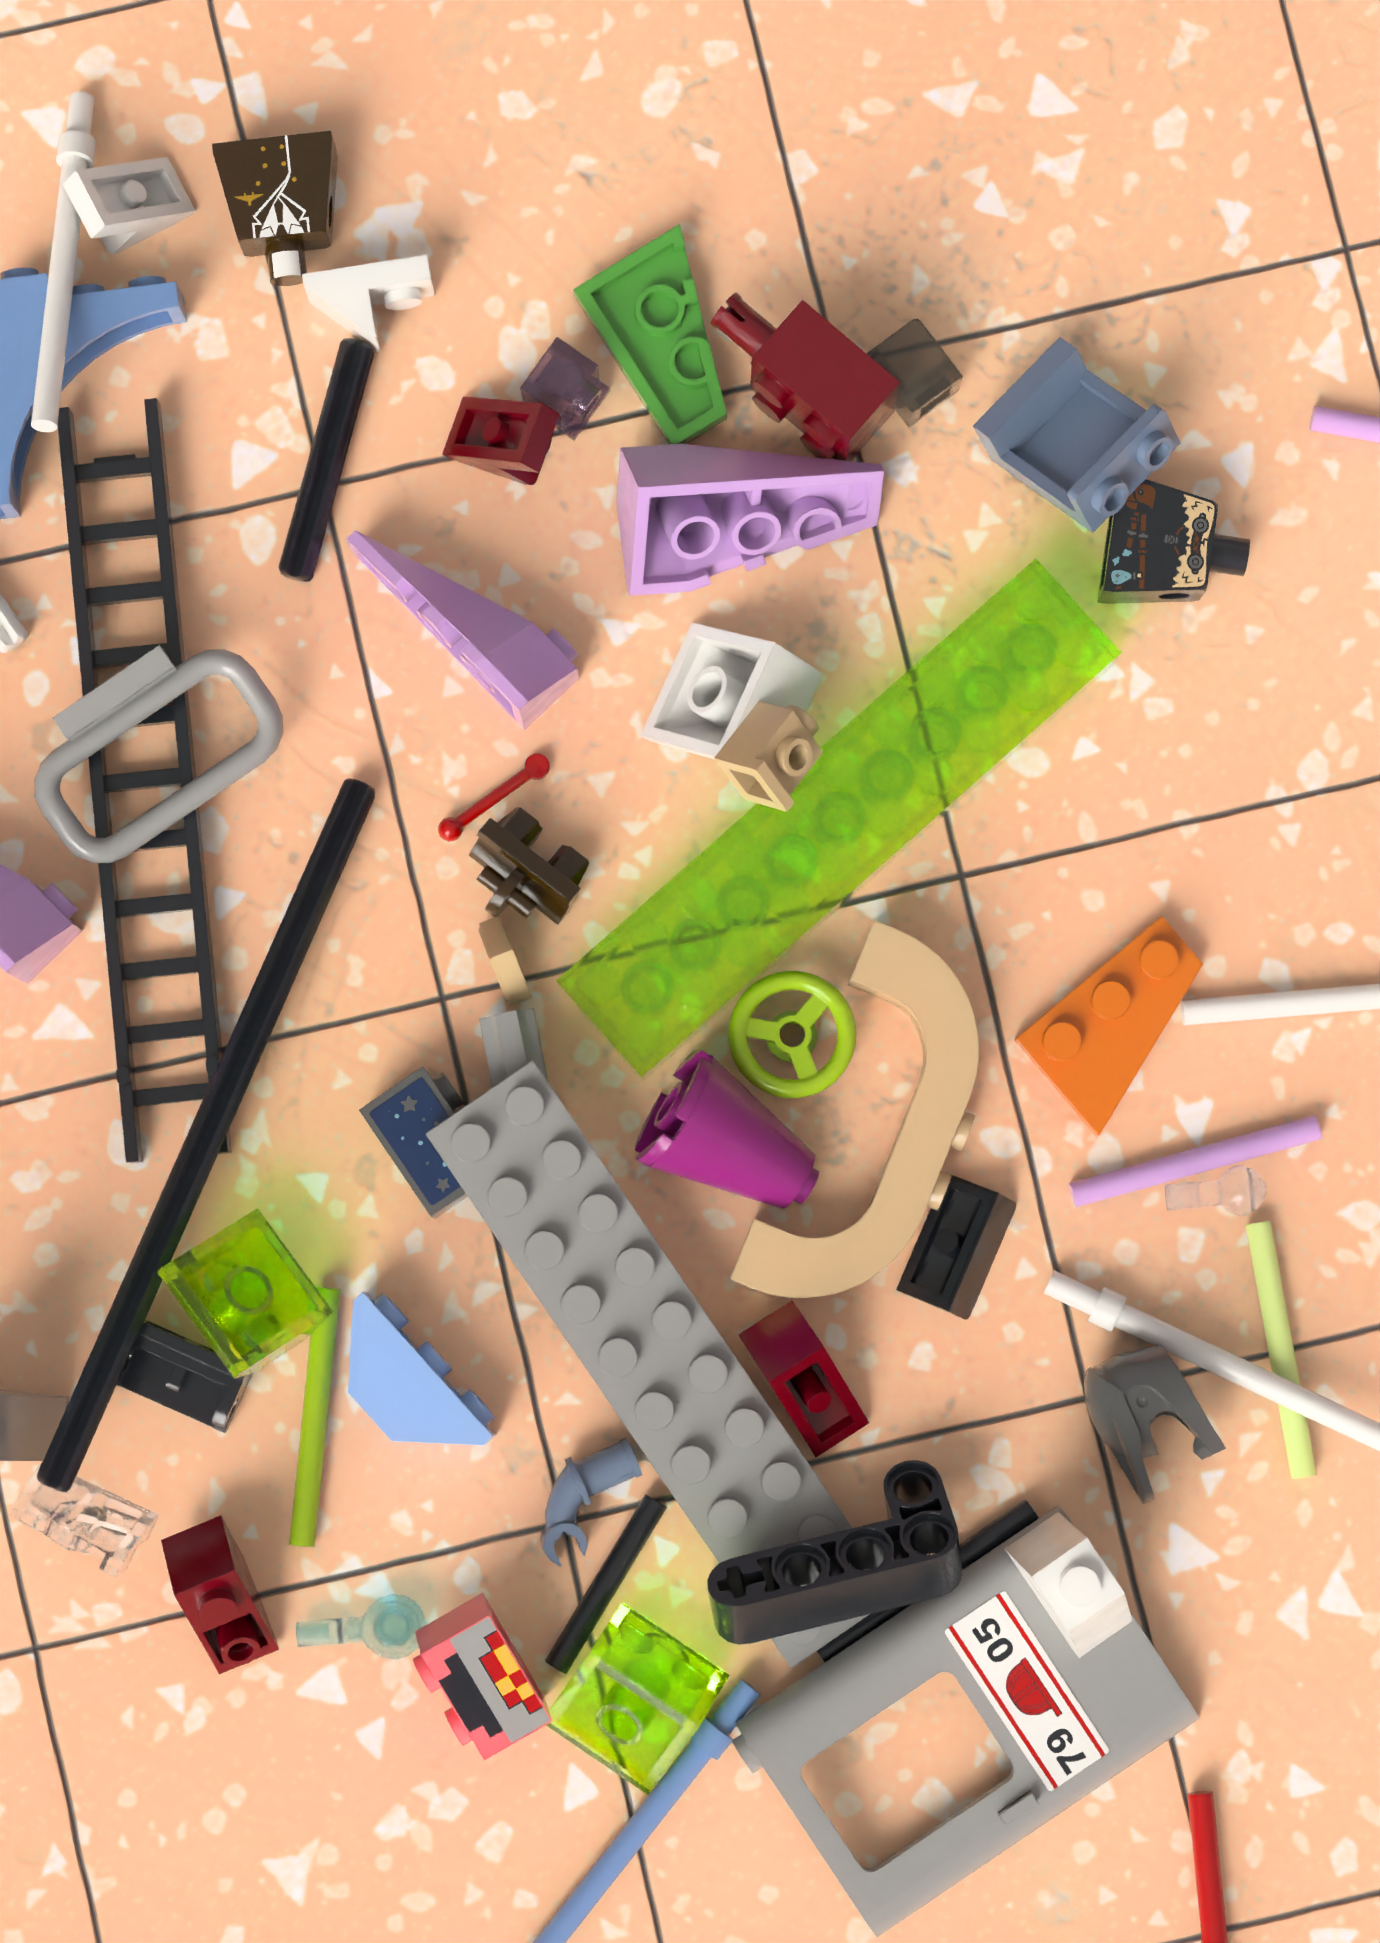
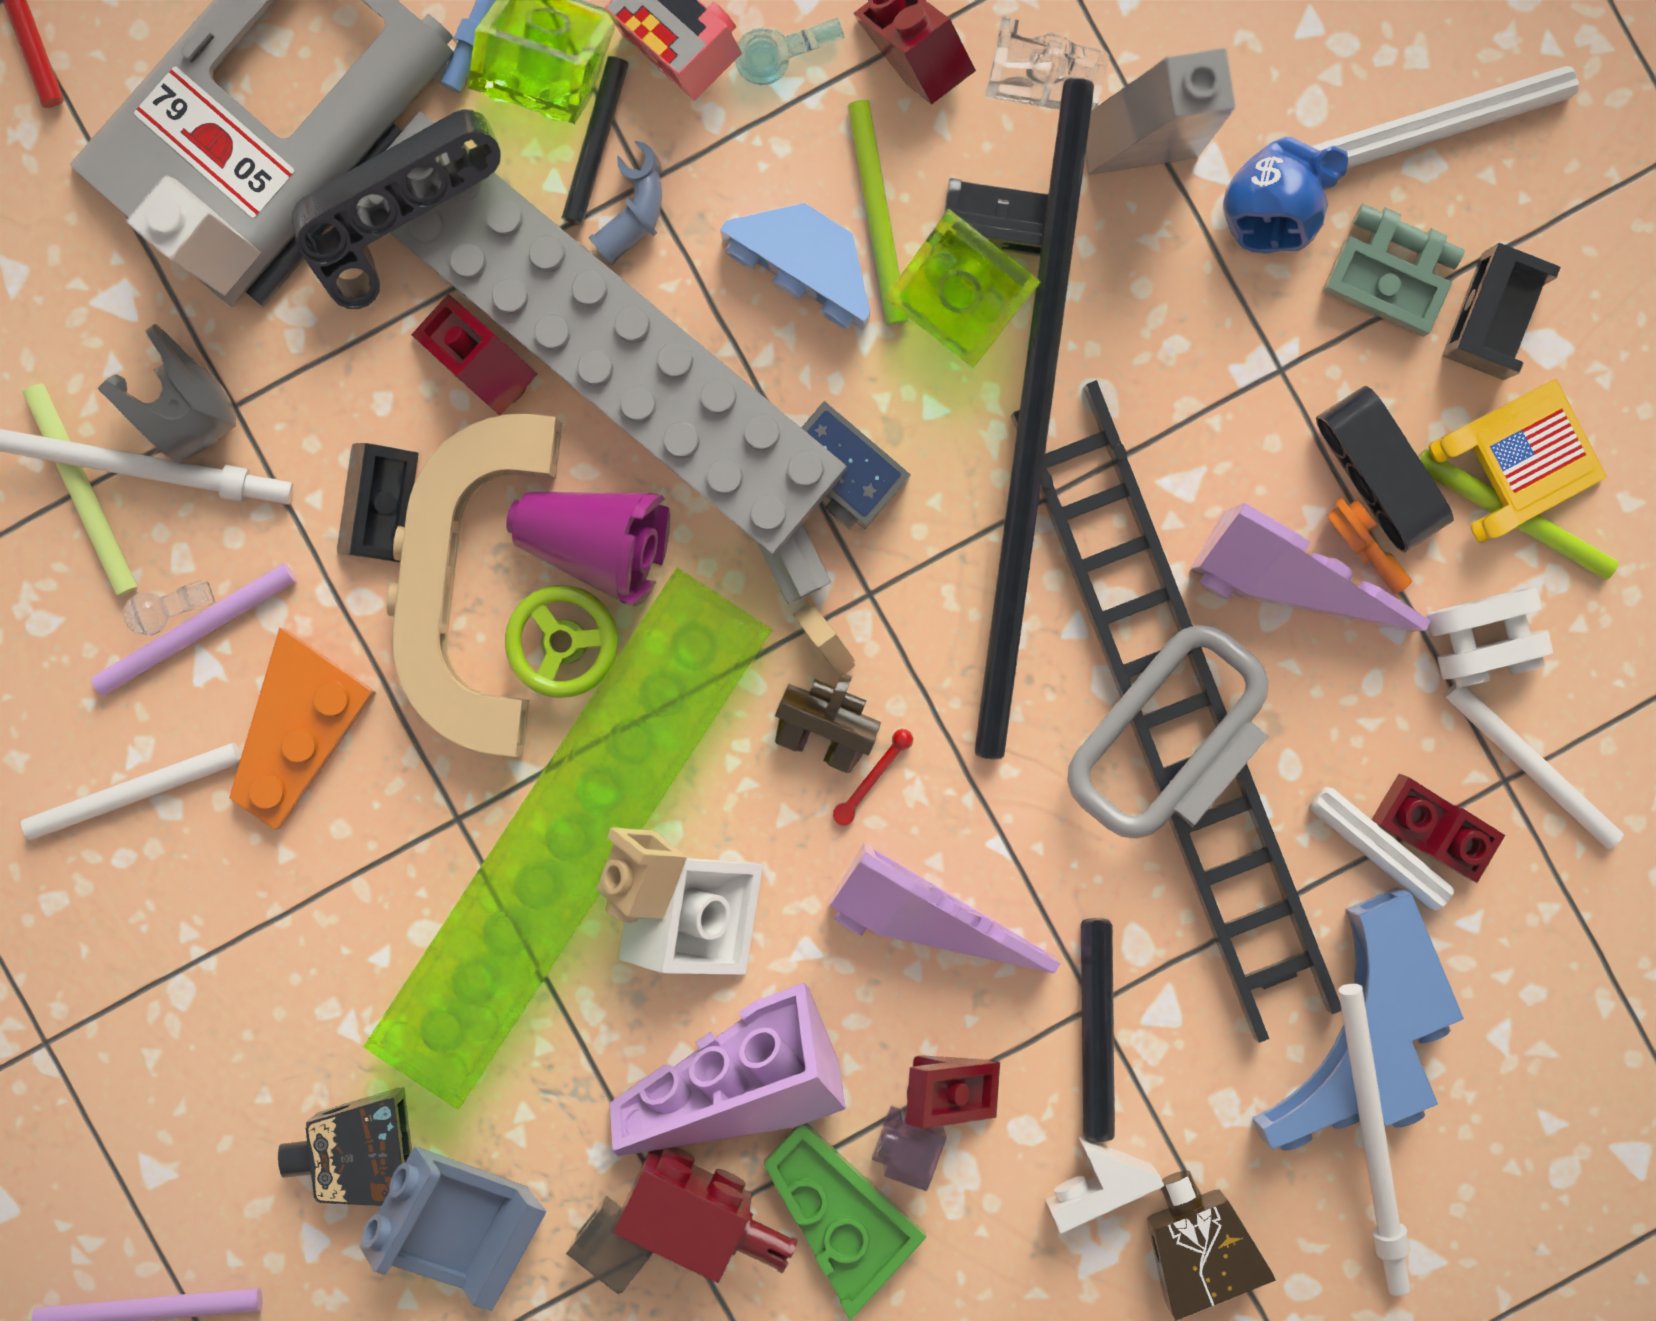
camera: 165 degrees right, 5 degrees up
(128, 201) = (1333, 1209): white slope -> none

